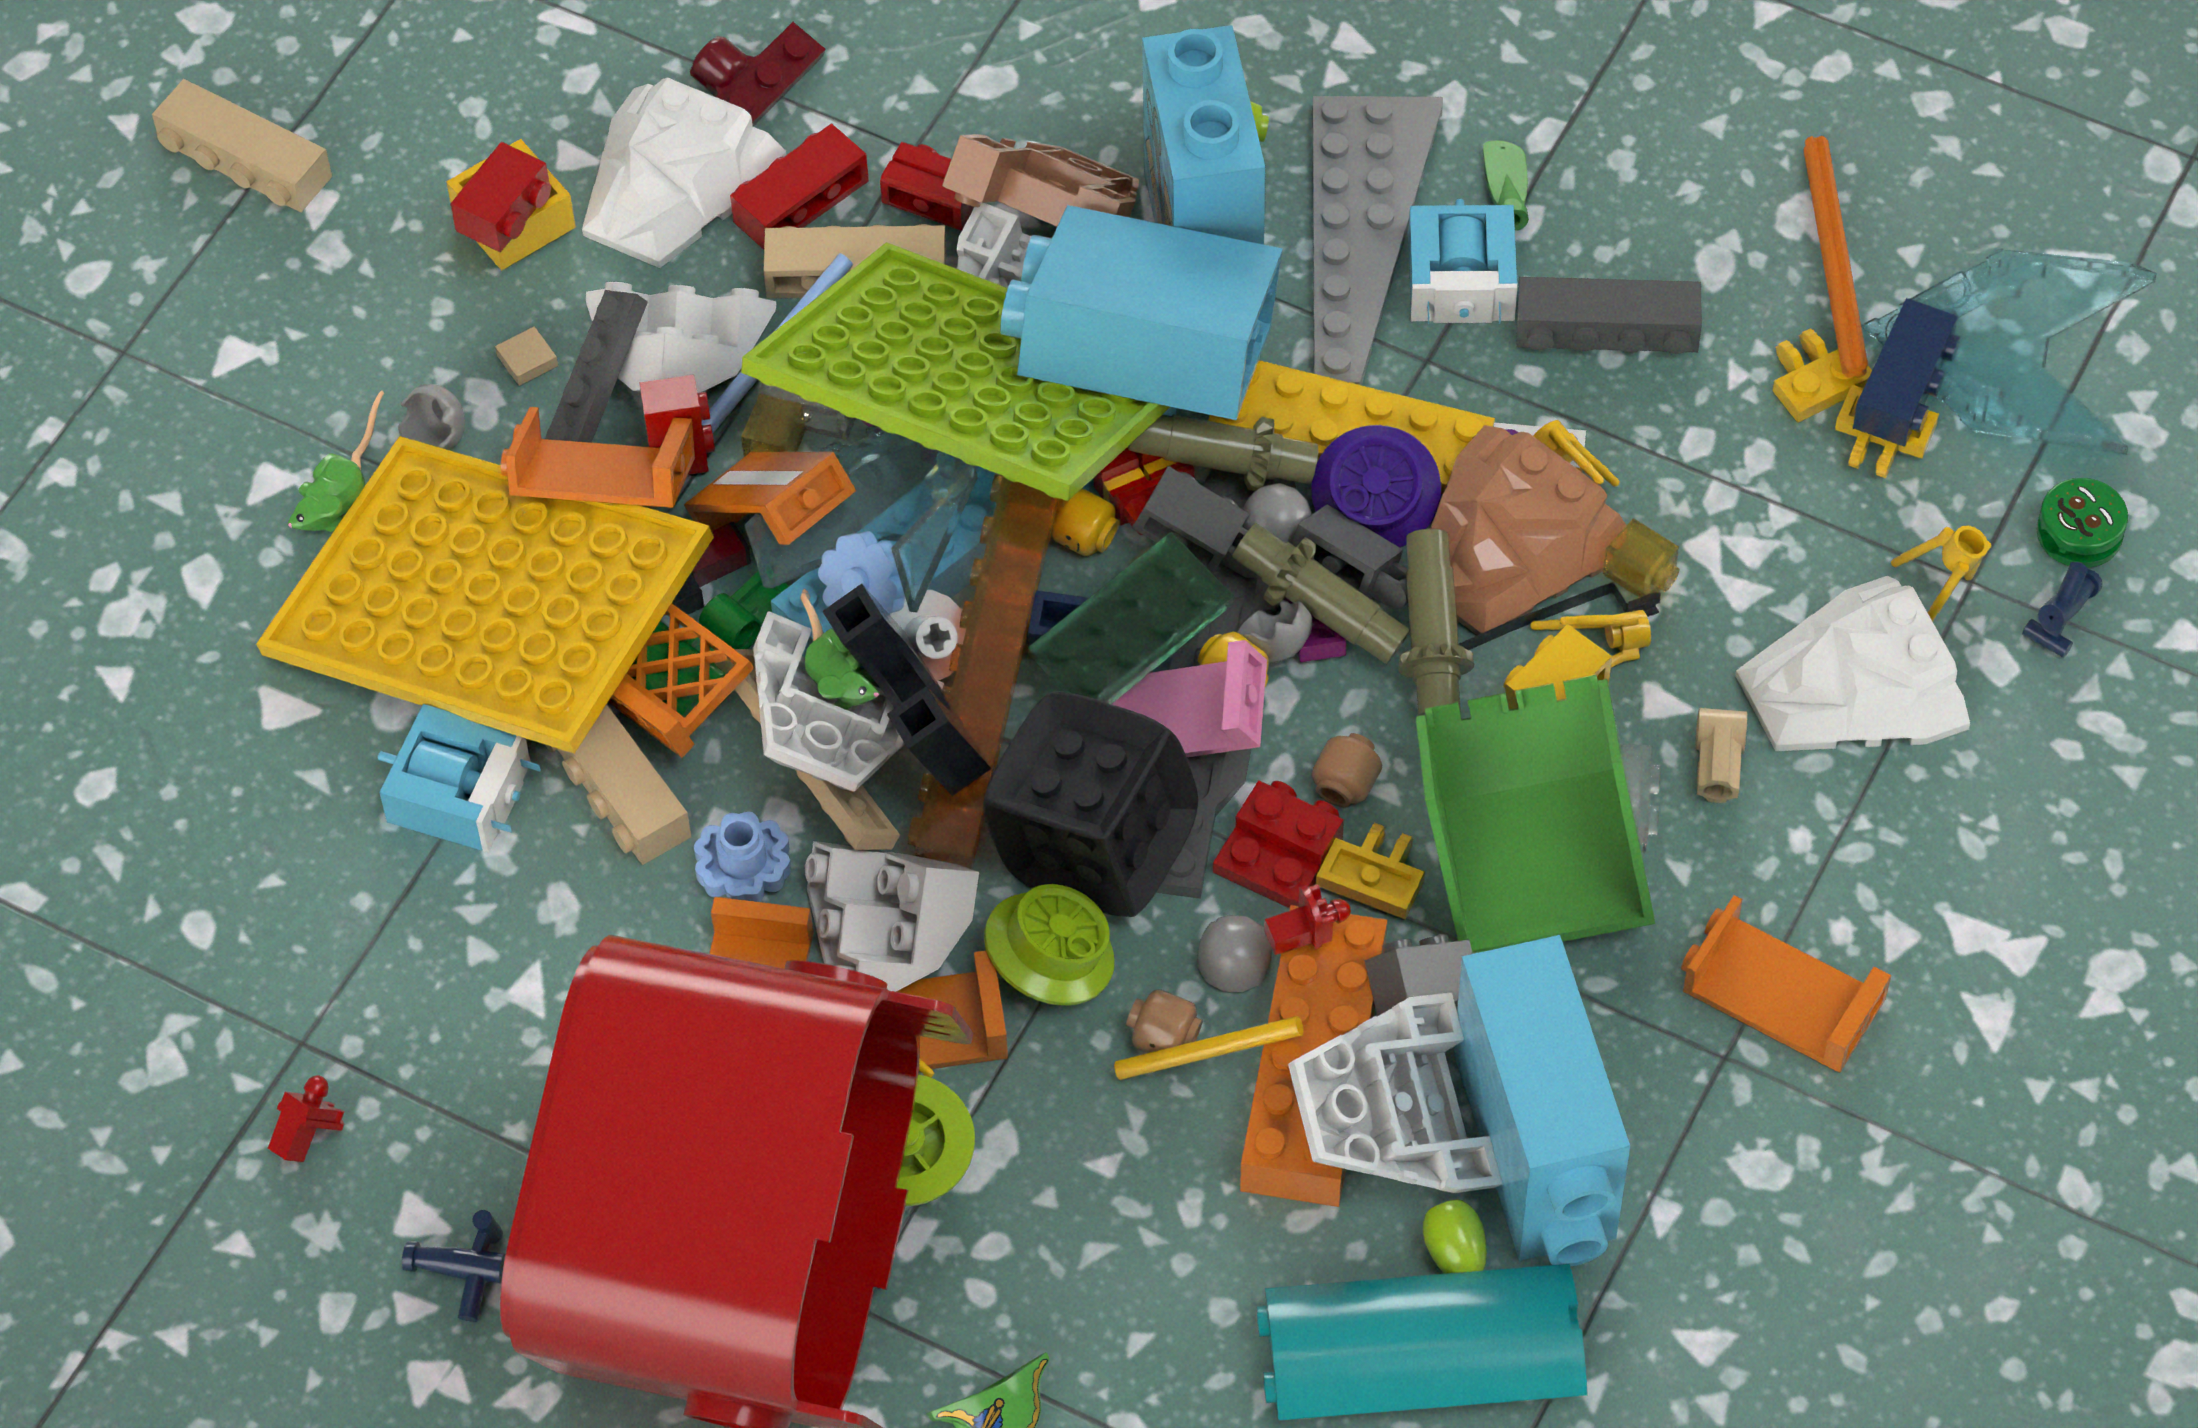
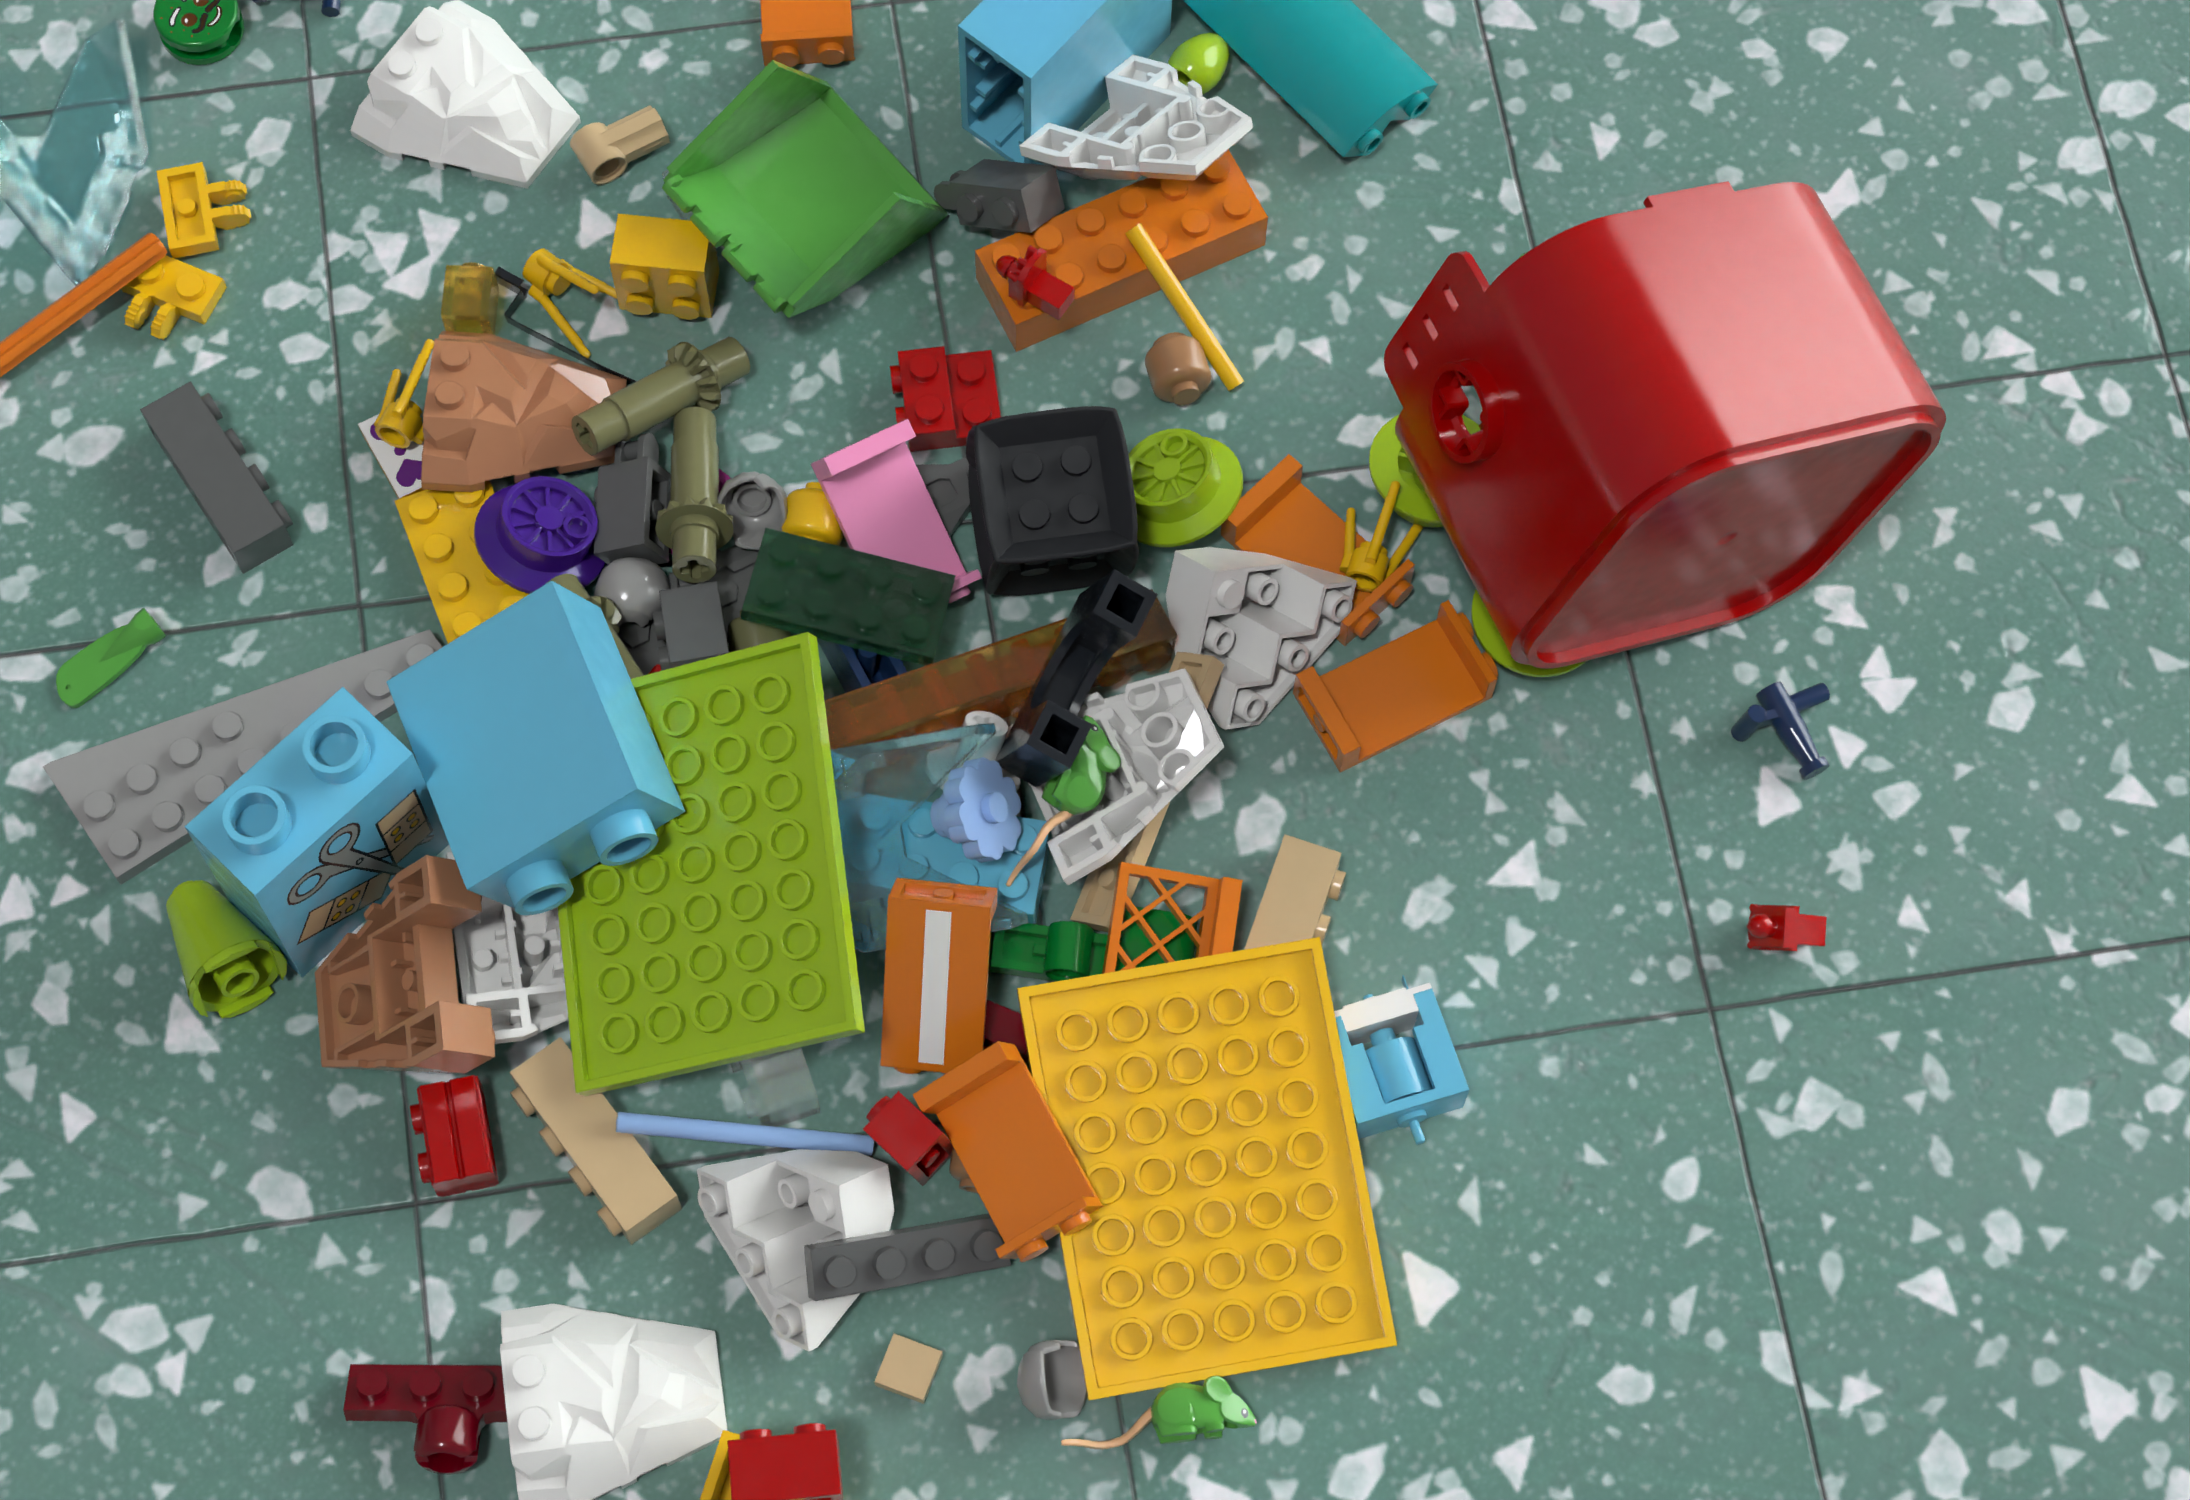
camera: 130 degrees left, 10 degrees up
(742, 857) = (1278, 782): light blue plant -> none
(774, 426) = (843, 1069): clear yellow brick -> none
(800, 184) = (542, 1257): red brick -> none
(1234, 953) = (1069, 368): light grey hair -> none
(1346, 770) = (841, 389): medium nougat head -> none
(1371, 877) = (926, 309): yellow hinge -> none
(1462, 263) = (231, 636): medium azure piece -> none
(1907, 373) = (138, 197): dark blue brick -> none
(1960, 554) = (315, 52): yellow plant -> none

